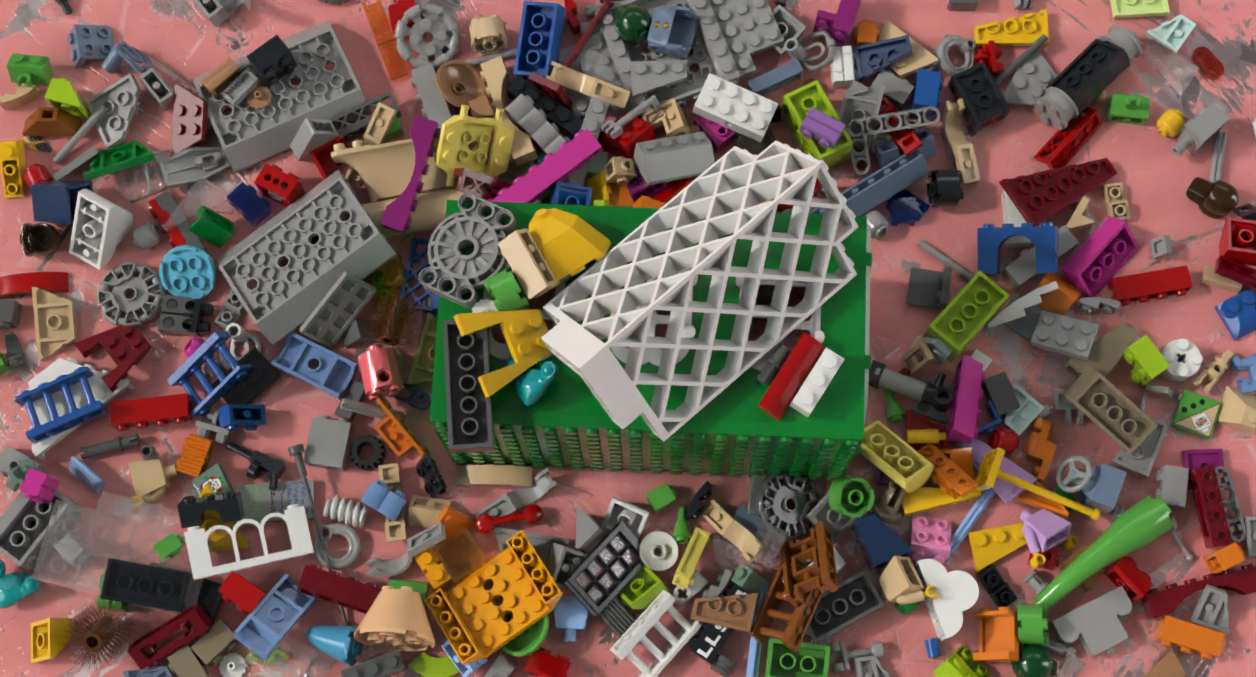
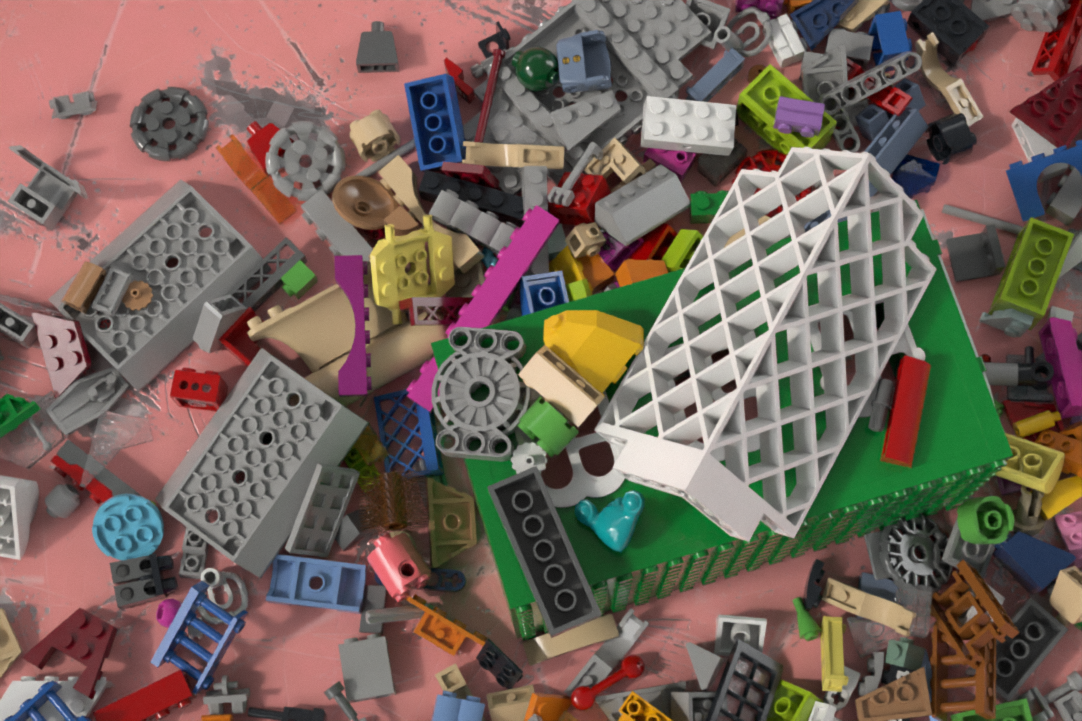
camera: 20 degrees left, 0 degrees up
(139, 302) = (80, 583): light grey plate -> none
(212, 227) = (137, 464): green panel -> none
(242, 416) = (256, 673): blue brick -> none
(249, 204) = (169, 423): clear blue brick -> none
(257, 379) = (258, 623): black tile -> none
(272, 61) = (139, 248): black brick -> none
(355, 452) = (400, 663): black tyre -> none
(375, 133) = (287, 293): tan piece -> none
(523, 336) = (589, 474): yellow wing -> none
(661, 497) = (770, 596): bright green brick -> none
(667, 547) = (801, 658): white dish -> none
(817, 382) = (942, 399): white arch -> none
(918, 356) = (993, 335): tan slope -> none

